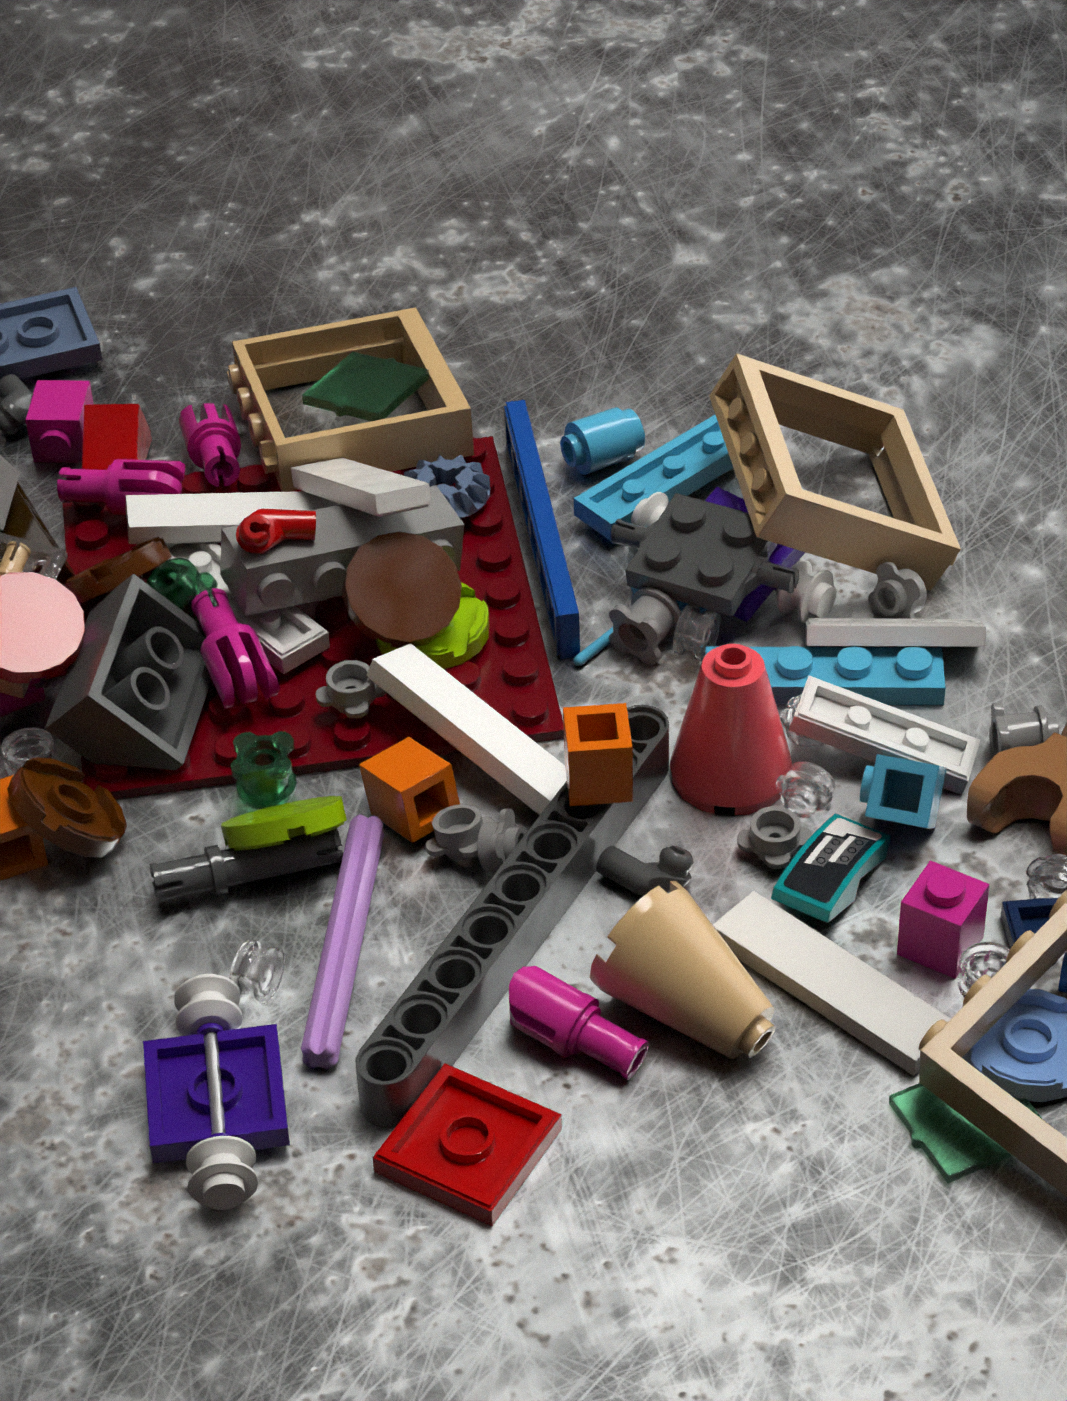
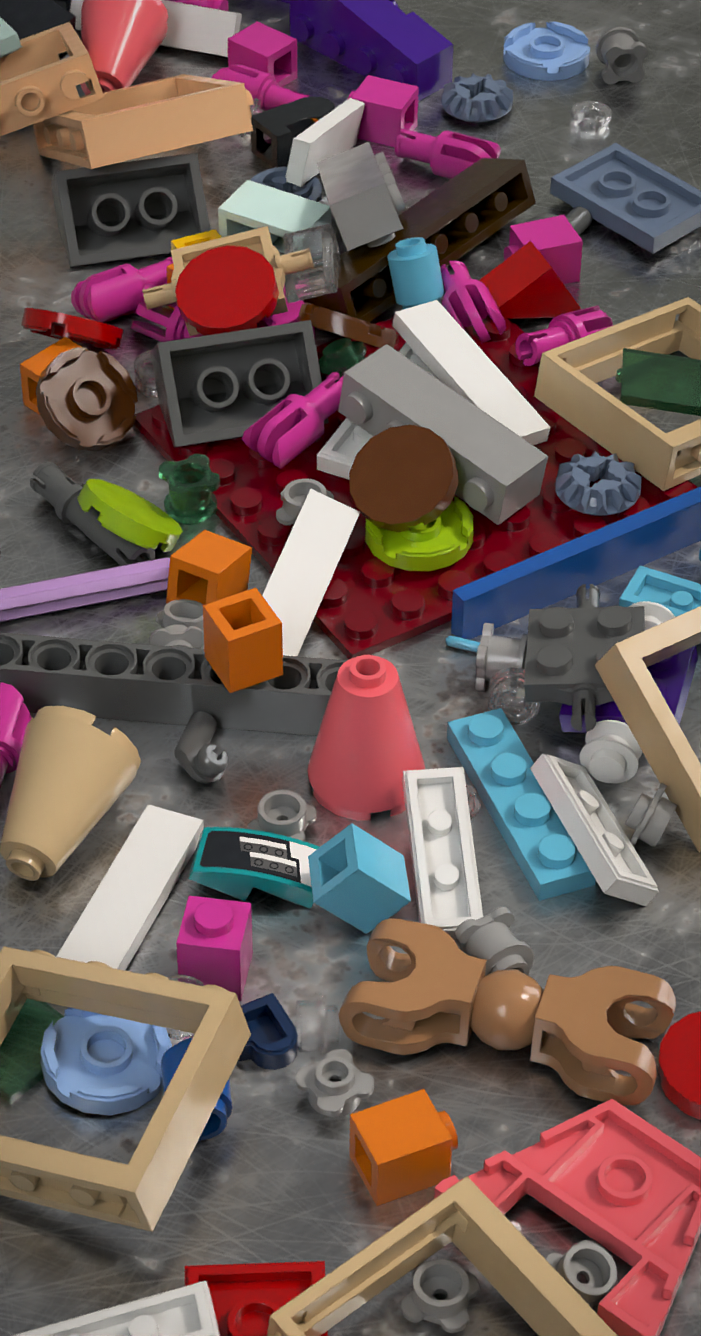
camera: 65 degrees right, 0 degrees up
(63, 504) = (415, 273): none -> medium azure brick
(271, 526) = (393, 364): red arm -> none
(362, 486) = (500, 406): white tile -> none
(806, 789) = (345, 813): clear plate -> none

